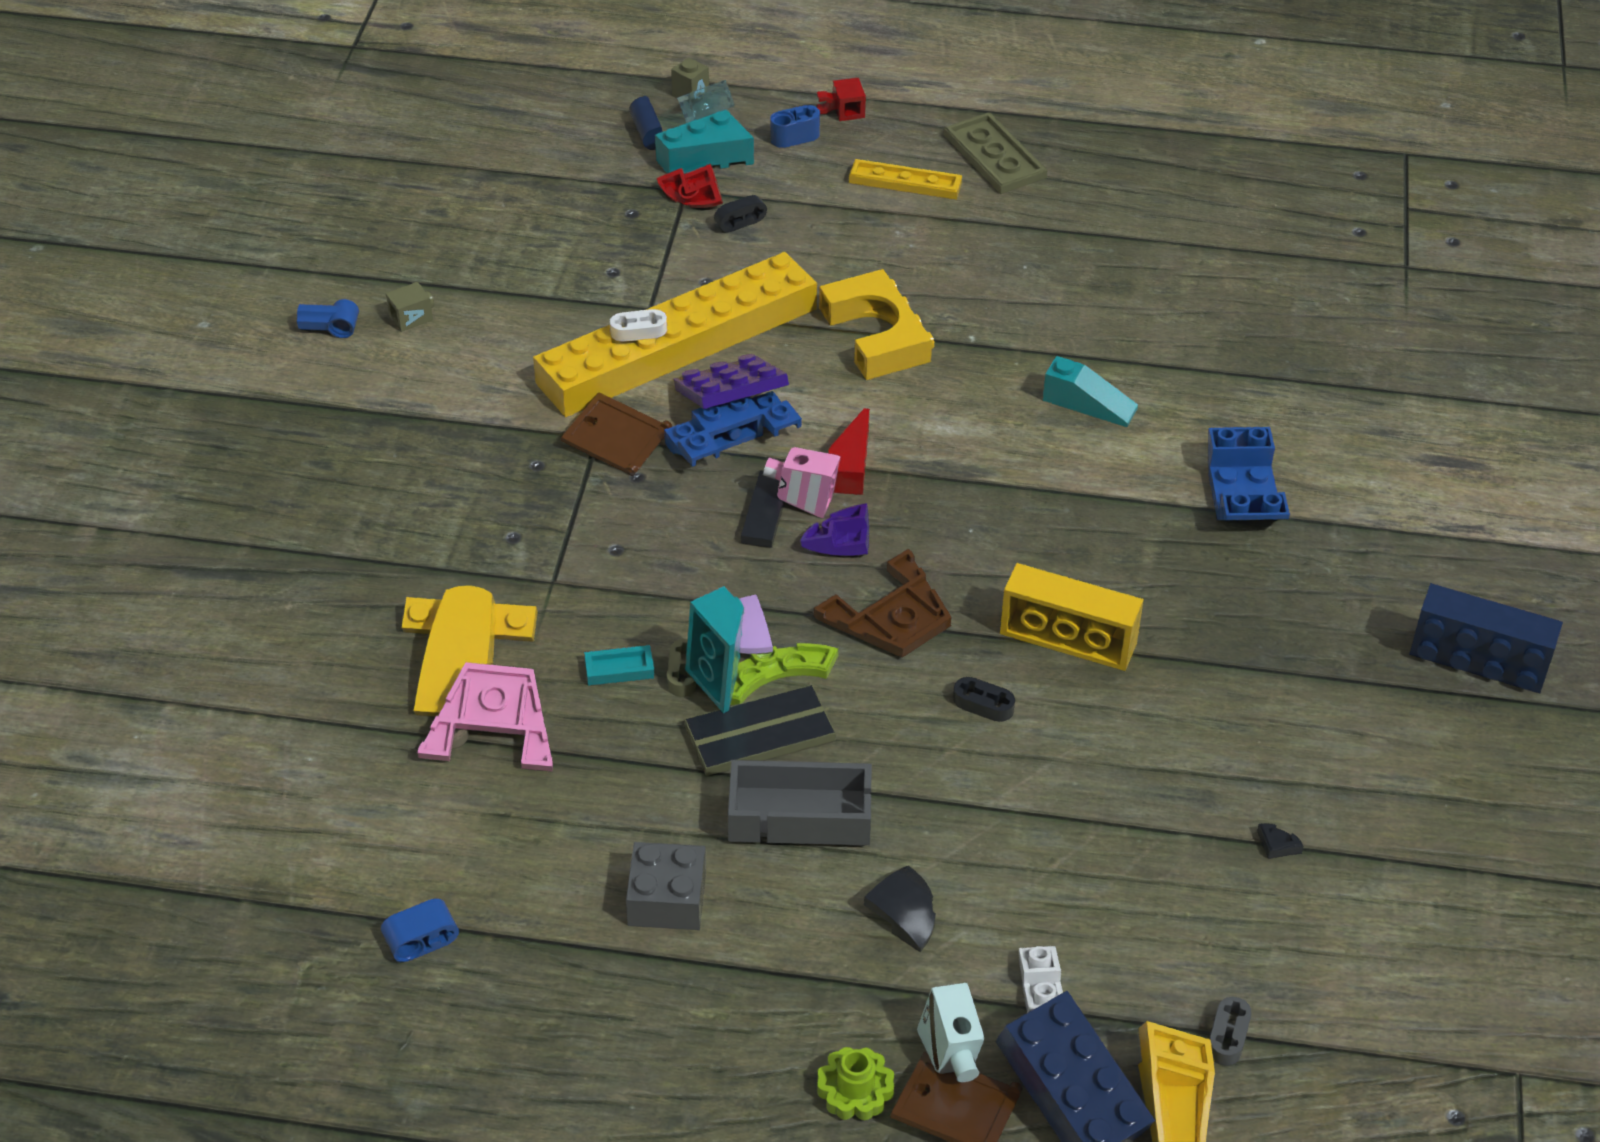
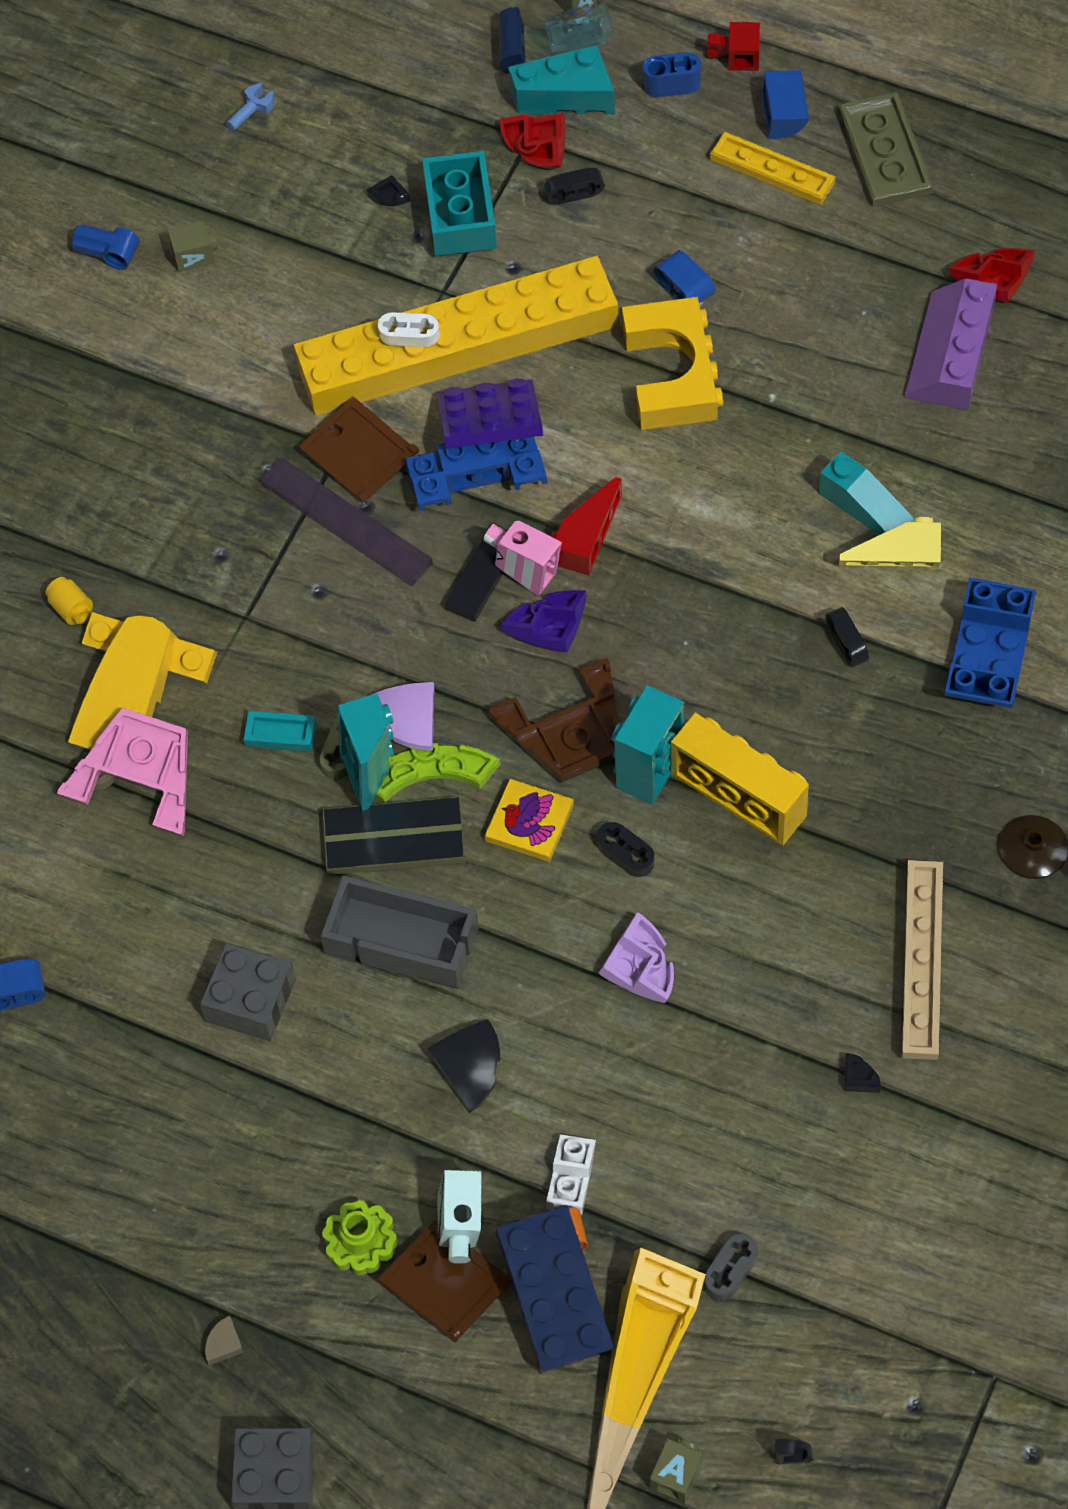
camera: 20 degrees right, 15 degrees up
(379, 594) = (69, 601): none -> yellow brick
(430, 200) = (253, 104): none -> medium blue bar
(575, 245) = (388, 193): none -> black tile
(625, 490) = (347, 522): none -> clear purple tile
(645, 237) = (459, 203): none -> teal brick
(861, 259) = (683, 278): none -> blue beam
(884, 693) = (529, 820): none -> yellow tile
(898, 132) = (784, 103): none -> blue brick
(979, 599) = (644, 743): none -> teal brick
(1034, 789) = (639, 962): none -> lavender brick
(1113, 272) = (952, 343): none -> medium lavender slope
(1116, 496) = (847, 637): none -> black beam
(1125, 221) = (1004, 267): none -> red brick
(1140, 419) = (908, 545): none -> light yellow slope
(1295, 735) = (922, 960): none -> tan plate
(1349, 629) = (1029, 859): none -> dark brown dish

